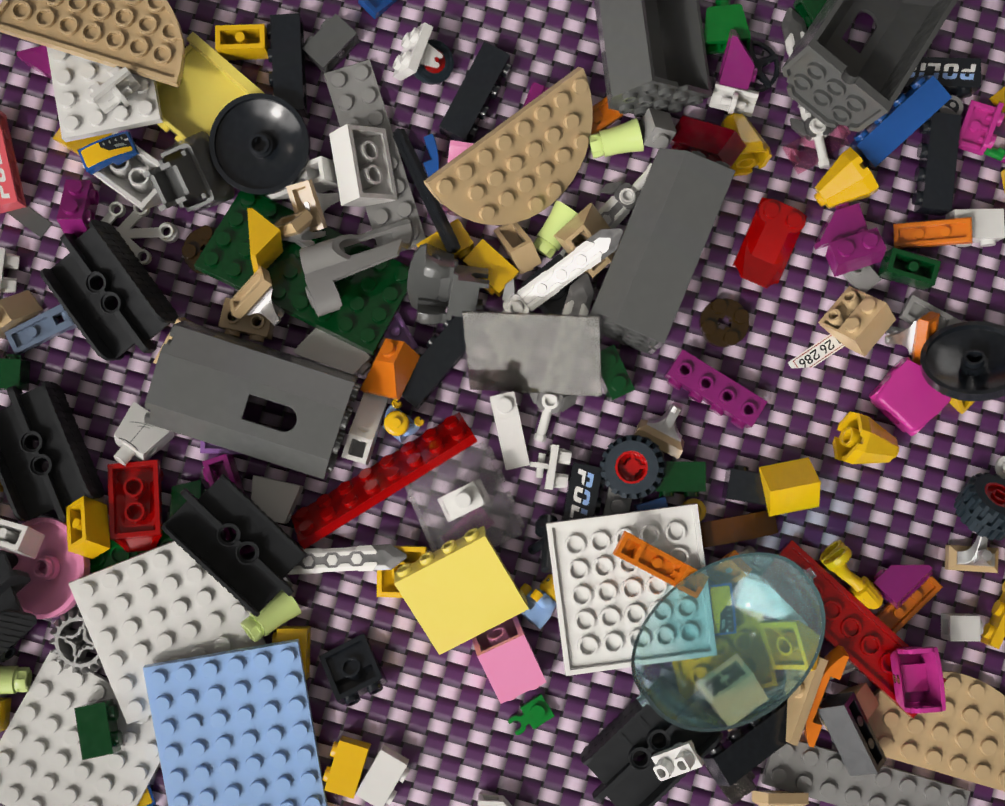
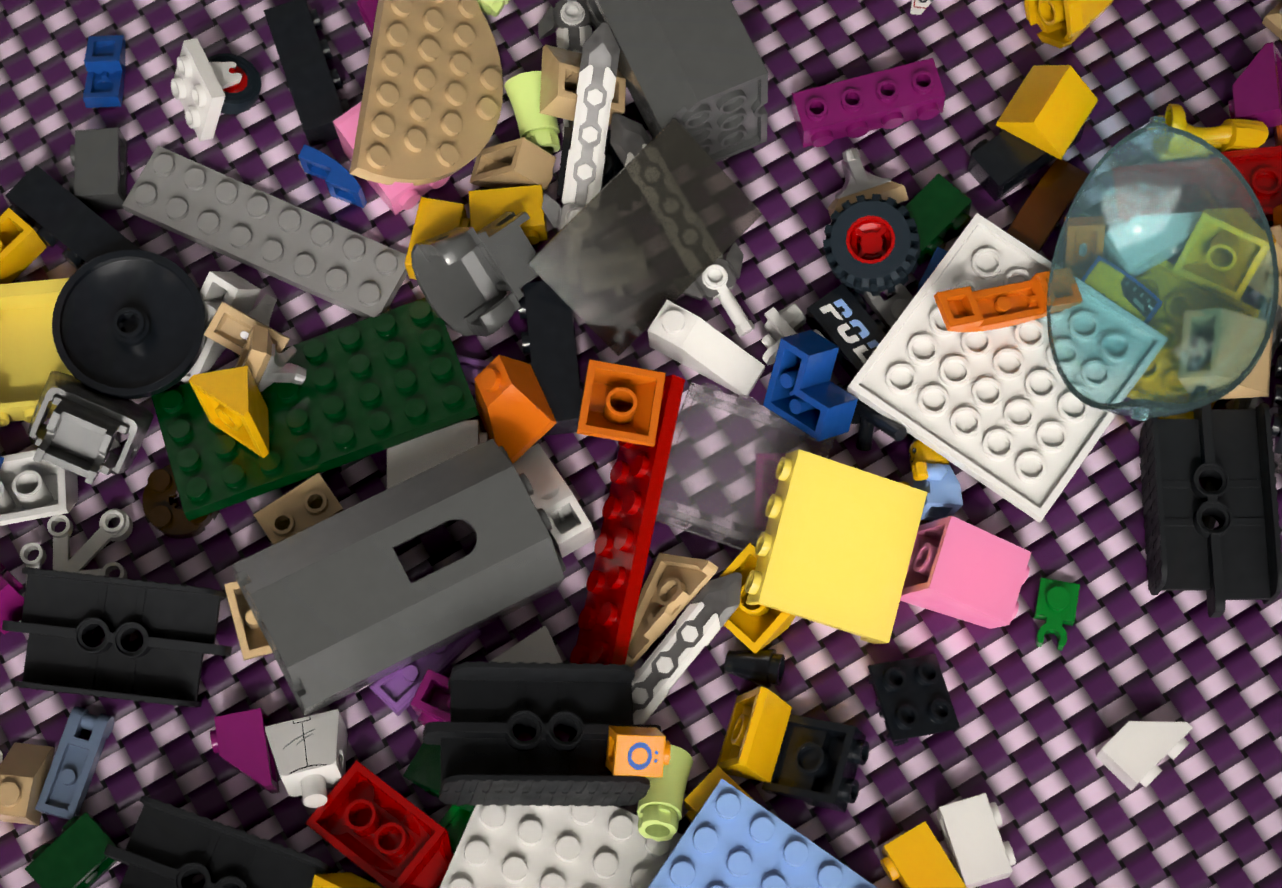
camera: 35 degrees left, 15 degrees down
(118, 398) = (244, 745): none -> magenta slope
(256, 298) = (290, 471): tan piece -> none
(267, 596) = (637, 751): none -> light orange brick
(328, 262) = (332, 359): light grey panel -> none
(337, 630) = (754, 735): none -> yellow slope
(362, 165) = (263, 244): white slope -> none
(371, 526) = (665, 594): none -> tan wing
(375, 605) = (763, 668): none -> black cone
(398, 423) = (580, 456): yellow piece -> none
(426, 687) = (912, 698): none -> black hinge
(431, 203) = (358, 204): black axle -> none
(433, 424) = (621, 403): none -> orange slope
(464, 500) = (736, 449): white torso -> none
(526, 504) = (803, 389): none -> blue brick
(614, 375) = (760, 185): dark green brick -> none
(676, 760) = (1250, 469): white hips -> none
(730, 335) = (808, 18): dark brown plate -> none

